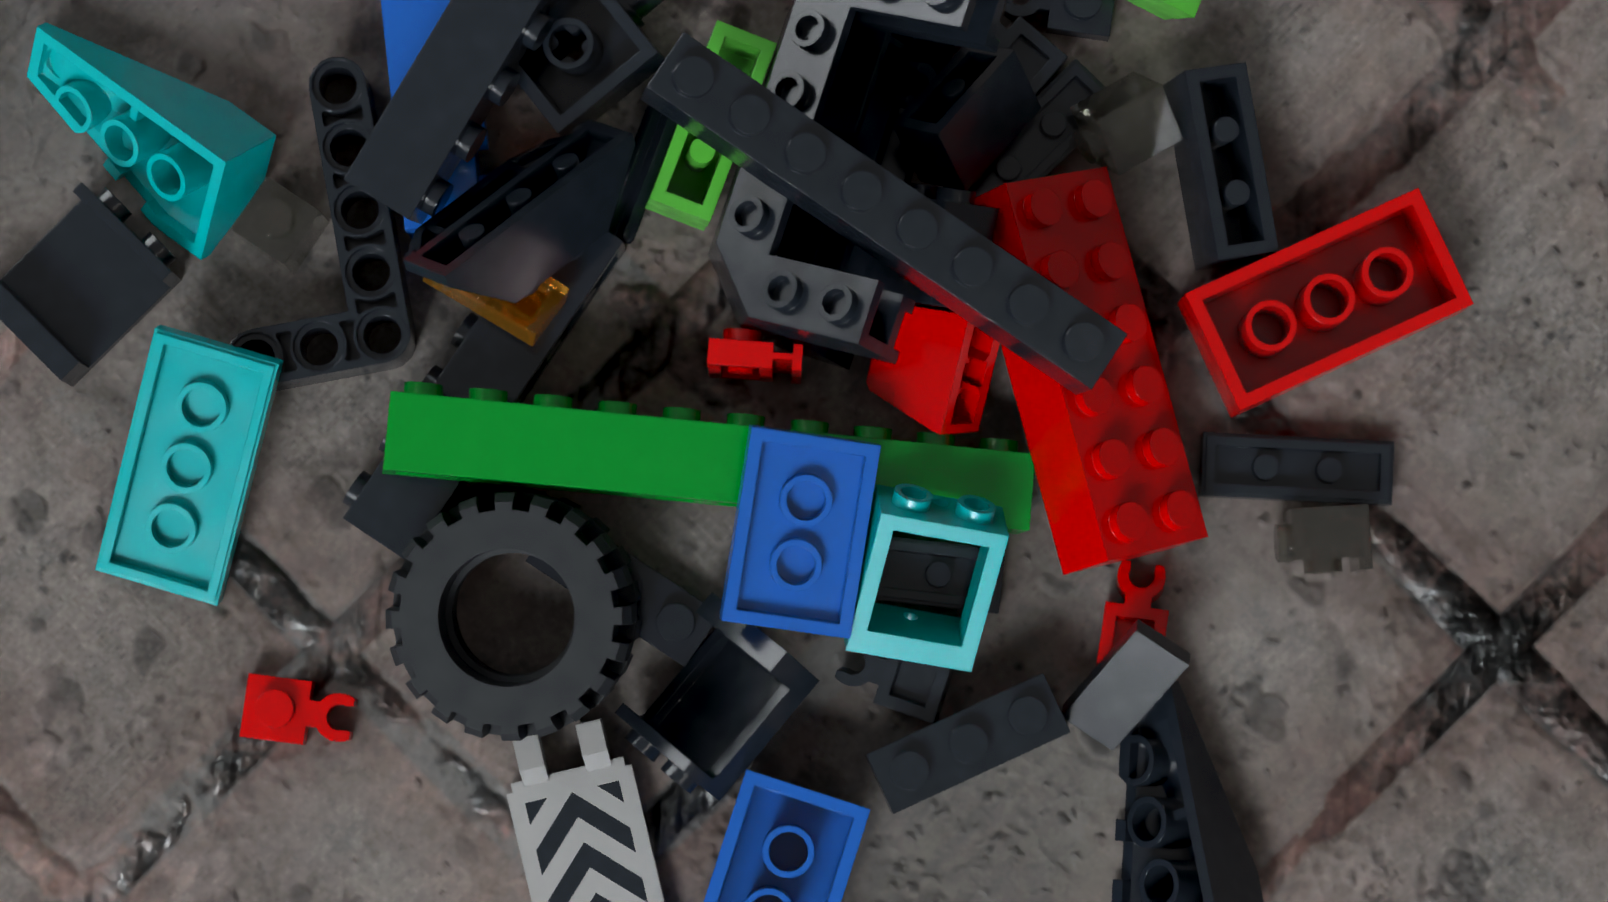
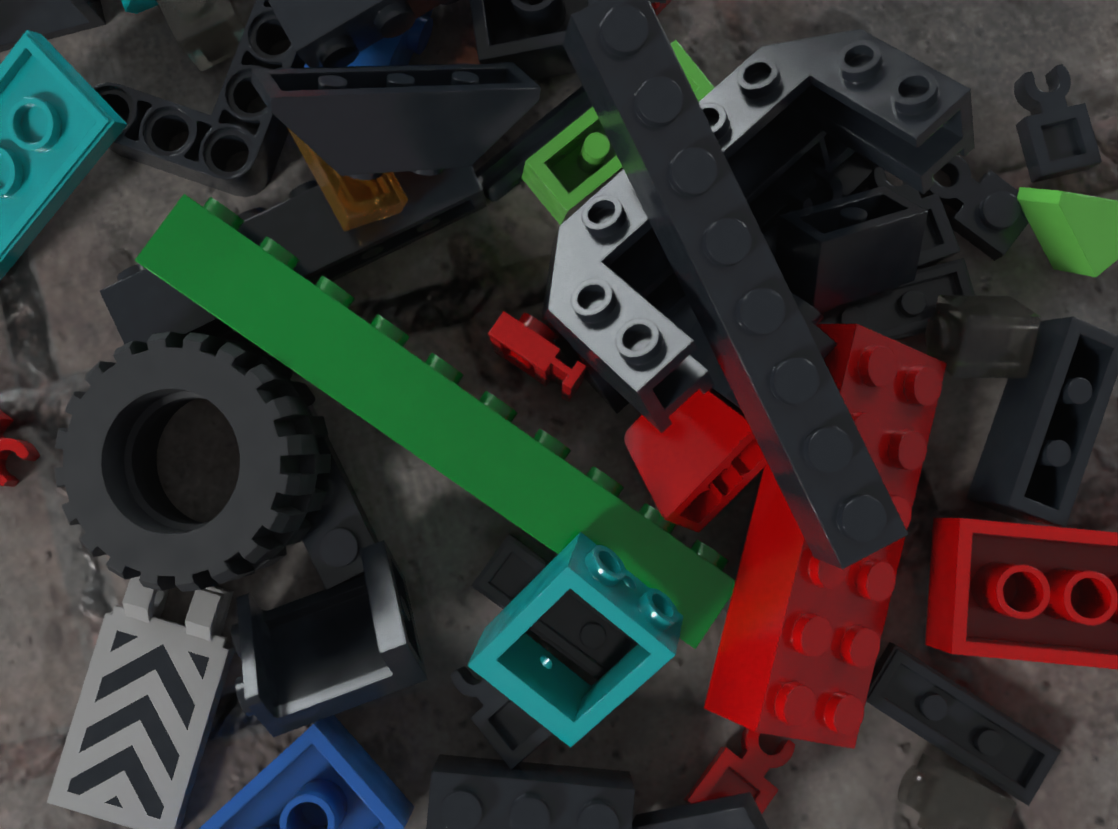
camera: 30 degrees right, 0 degrees up
(799, 531) = (485, 536): blue plate -> none

